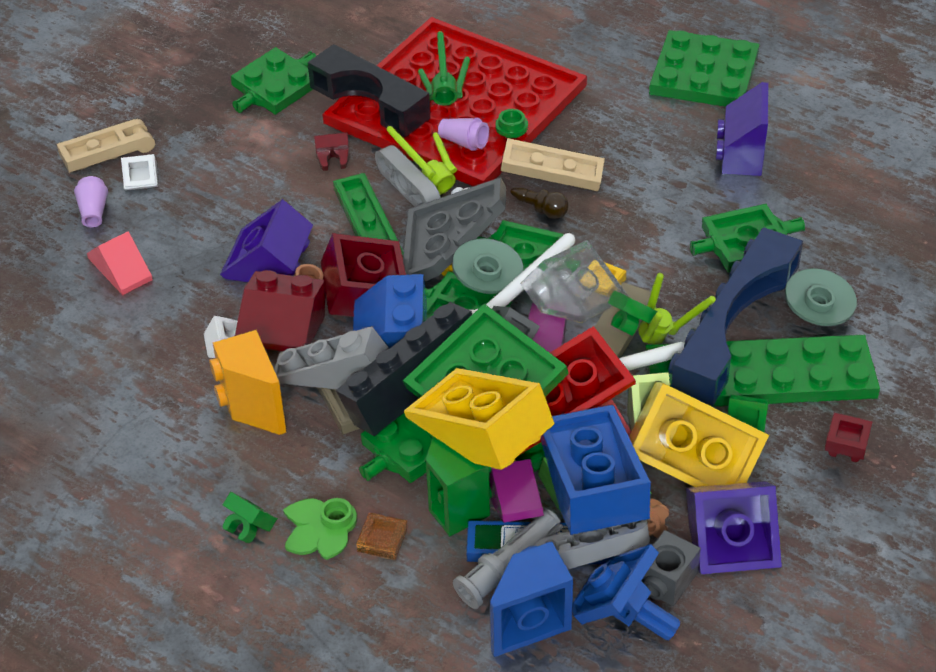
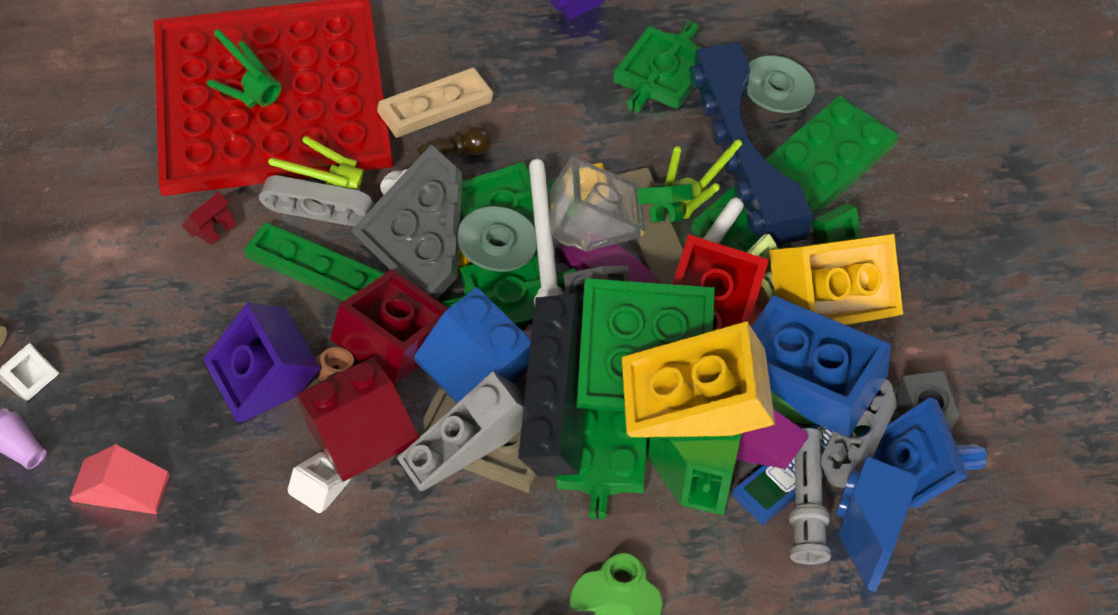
camera: 45 degrees left, 10 degrees up
(248, 382) = (419, 509): light orange slope -> none
(272, 81) = (60, 182): green plate -> none
(343, 74) = (144, 132): black arch -> none
(382, 536) = (675, 560): clear orange tile -> none
(465, 132) = (330, 119): lavender cone -> none
(511, 123) = (362, 84): green plate -> none
(735, 526) = (930, 327): dark purple slope -> none
(848, 436) = (928, 193): dark red tile -> none

